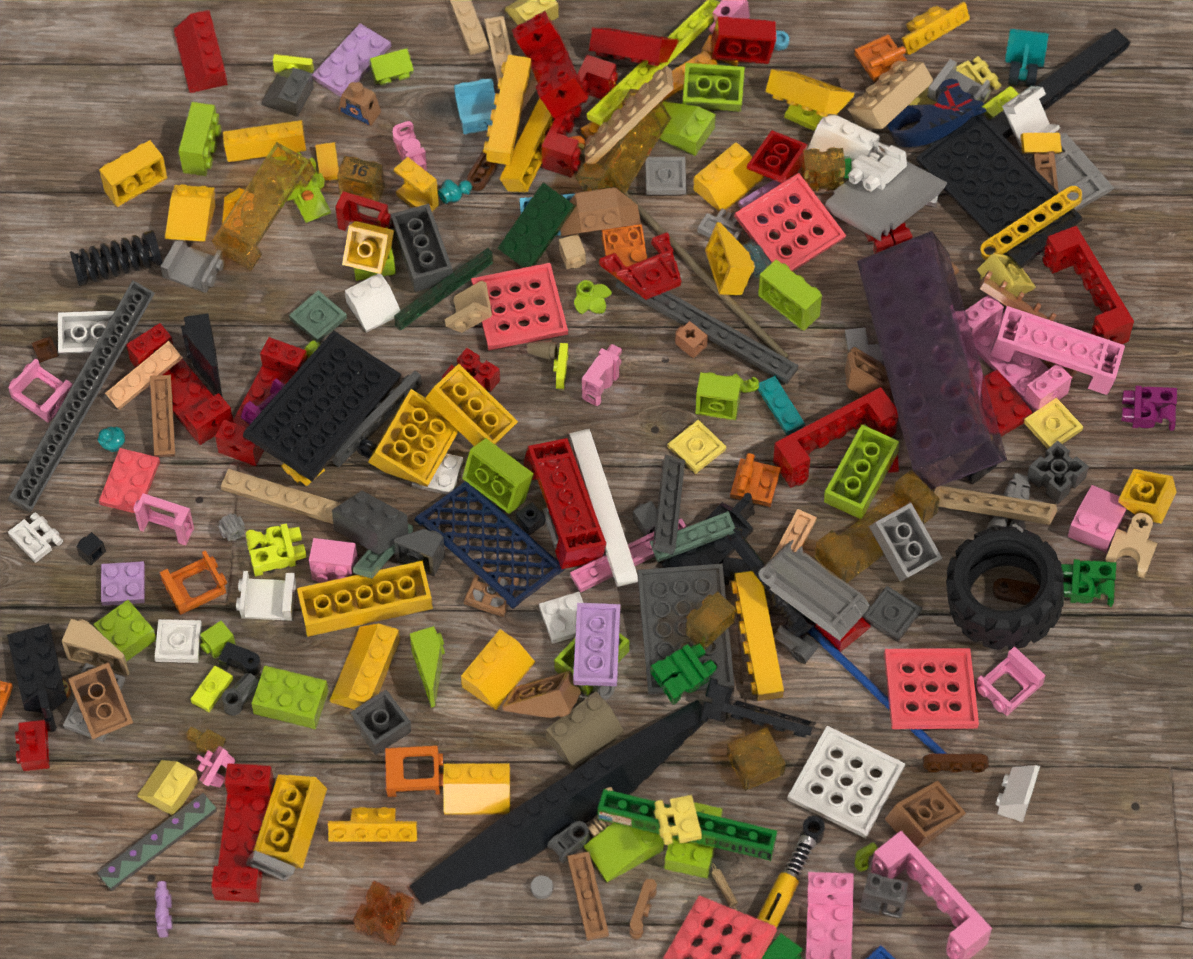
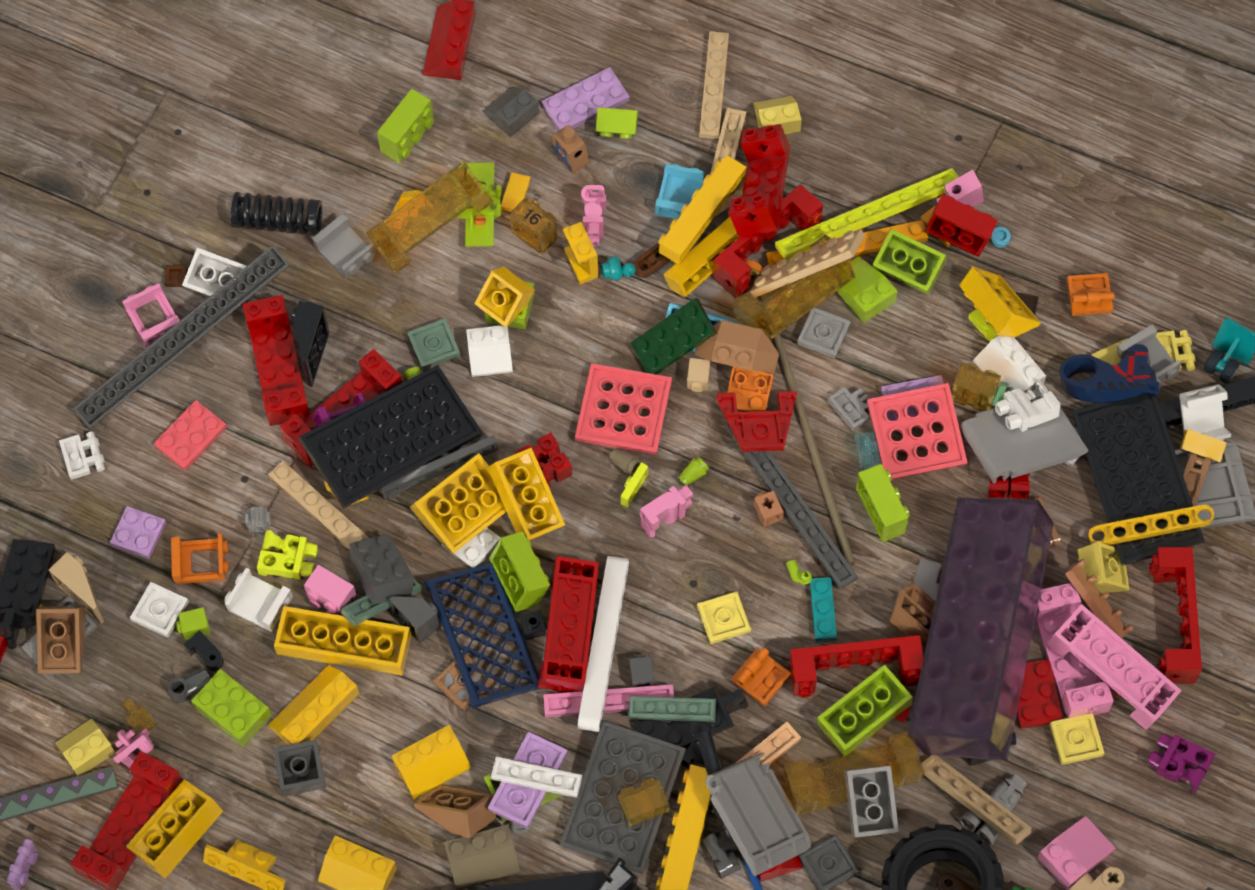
camera: 25 degrees right, 5 degrees up
(90, 548) = (124, 487): black plate -> none
(111, 438) = (191, 388): teal animal -> none
(126, 630) = (115, 581): lime brick -> none
(133, 173) = (330, 136): yellow brick -> none
(139, 378) = (248, 338): light nougat plate -> none
(162, 416) = (246, 385): medium nougat plate -> none
(181, 523) = (212, 497): bright pink window -> none
(190, 212) = (363, 196): yellow slope -> none
(211, 689) = (168, 668): neon yellow plate -> none
(259, 140) = (458, 146): yellow slope -> none
(270, 865) = (135, 865): light grey tile -> none
(283, 63) = (522, 81): neon yellow plate -> none
(348, 211) = (510, 249): red window -> none
(366, 448) = (416, 492): black bush -> none
(395, 772) = (290, 819): orange window -> none
(421, 247) = (559, 314): dark grey brick -> none
(427, 653) = (371, 728): lime slope -> none
(443, 289) = (561, 363): clear green tile -> none
(471, 308) = (576, 395): tan bracket -> none
(561, 616) = (513, 731): white plate -> none
(593, 299) = (695, 430): lime plate -> none
(604, 637) = (536, 777): none -> white tile
(609, 333) = (693, 471): none -> lime cone
(632, 45) = (852, 189): red slope -> none
(668, 504) = (664, 667): dark grey plate -> none
(688, 671) = (603, 837): green hips -> none
(718, 396) = (764, 577): lime brick -> none
(726, 178) = (881, 359): yellow slope -> none
(728, 262) = (839, 446): yellow slope -> none
(778, 157) = (935, 359): red slope -> none
(890, 94) = (1077, 337): tan brick -> none
(933, 25) = (1157, 280): yellow bracket -> none
(995, 105) = (1184, 385): neon yellow plate -> none
(1057, 472) = (1061, 778): dark grey brick -> none
(1148, 494) = (1134, 851): yellow slope -> none

